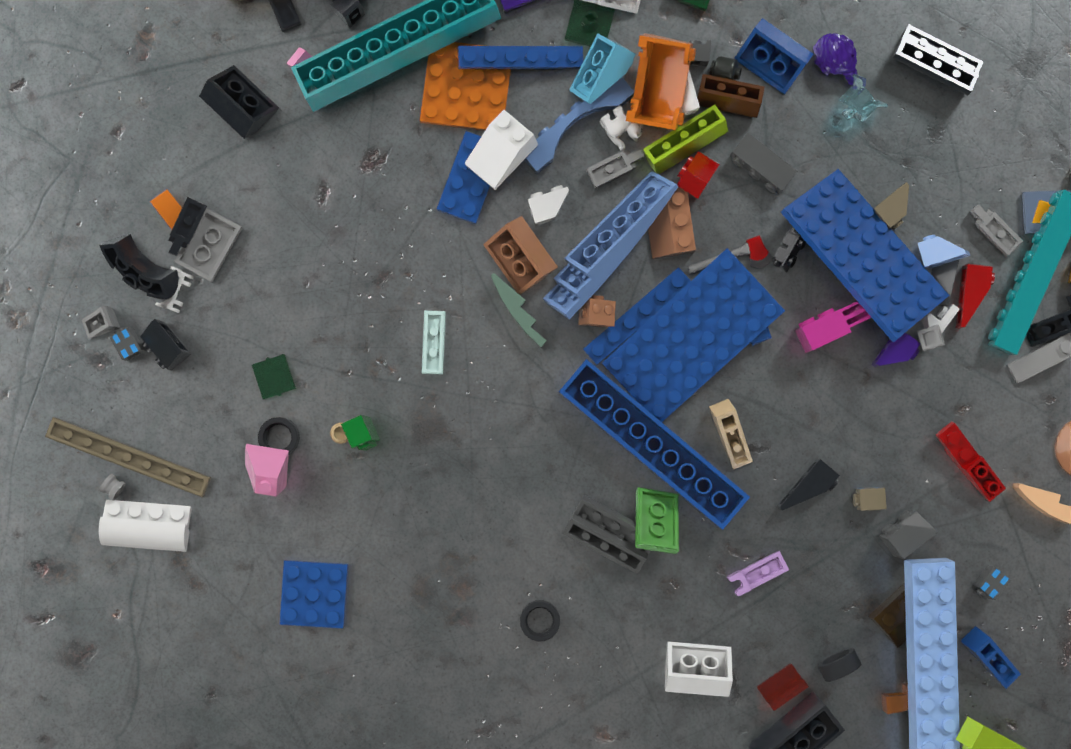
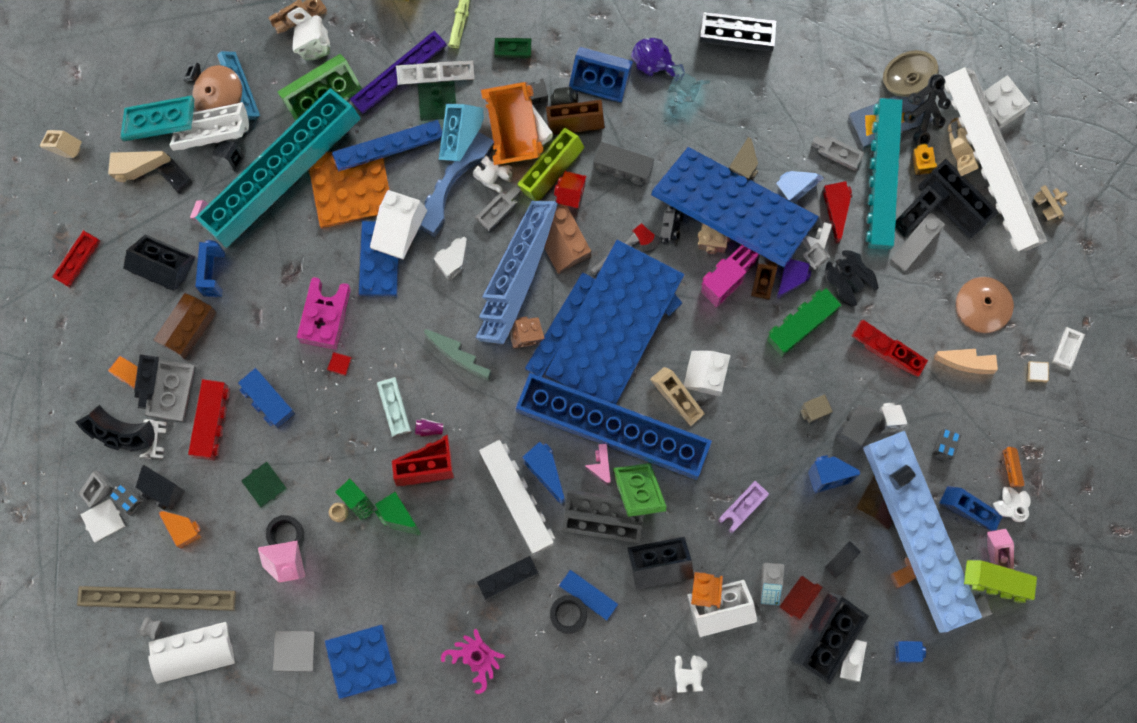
camera: 15 degrees left, 10 degrees down
(97, 357) = (103, 520): none -> white piece
(153, 67) = (76, 258): none -> red tile
(174, 394) = (181, 528): none -> orange slope
(238, 289) = (208, 420): none -> red brick
(244, 180) = (185, 325): none -> reddish brown slope
(250, 560) = (294, 651): none -> light grey tile
(284, 128) = (207, 252): none -> blue panel
(303, 288) = (265, 398): none -> blue brick
(390, 212) = (323, 310): none -> dark pink brick
(392, 276) = (339, 364): none -> red tile
(398, 461) = (395, 515): none -> green slope
(433, 632) = (477, 656): none -> dark pink animal
(445, 416) = (425, 464): none -> red wedge
(461, 377) = (427, 428): none -> magenta cone
(490, 563) = (508, 578): none -> black brick
(520, 255) = (443, 307): nougat slope -> none
(528, 483) = (516, 497): none -> white brick
(567, 463) = (542, 465): none -> blue slope
(567, 607) = (588, 595): none -> blue tile
(626, 486) = (601, 470): none -> bright pink slope
(641, 727) = (685, 676): none -> white animal
(652, 601) = (660, 563): none -> black slope
(689, 647) = (706, 590): none -> orange plate
(757, 662) = (771, 584): none -> slope
(770, 419) = (706, 372): none -> white slope
(813, 483) = (763, 412): black slope -> none
(826, 281) = (712, 240): none -> tan head
(857, 574) = (831, 473): none -> blue slope
(866, 341) = (764, 278): none -> reddish brown slope
(891, 402) = (803, 322): none -> green brick
(934, 611) = (902, 476): none -> black brick
(947, 536) = (892, 418): none -> white slope
(958, 368) = (850, 274): none -> black piece
(1005, 711) = (1000, 548): none -> bright pink slope
(1036, 665) = (1011, 503): none -> white plate
(1050, 629) = (1013, 467): none -> orange slope

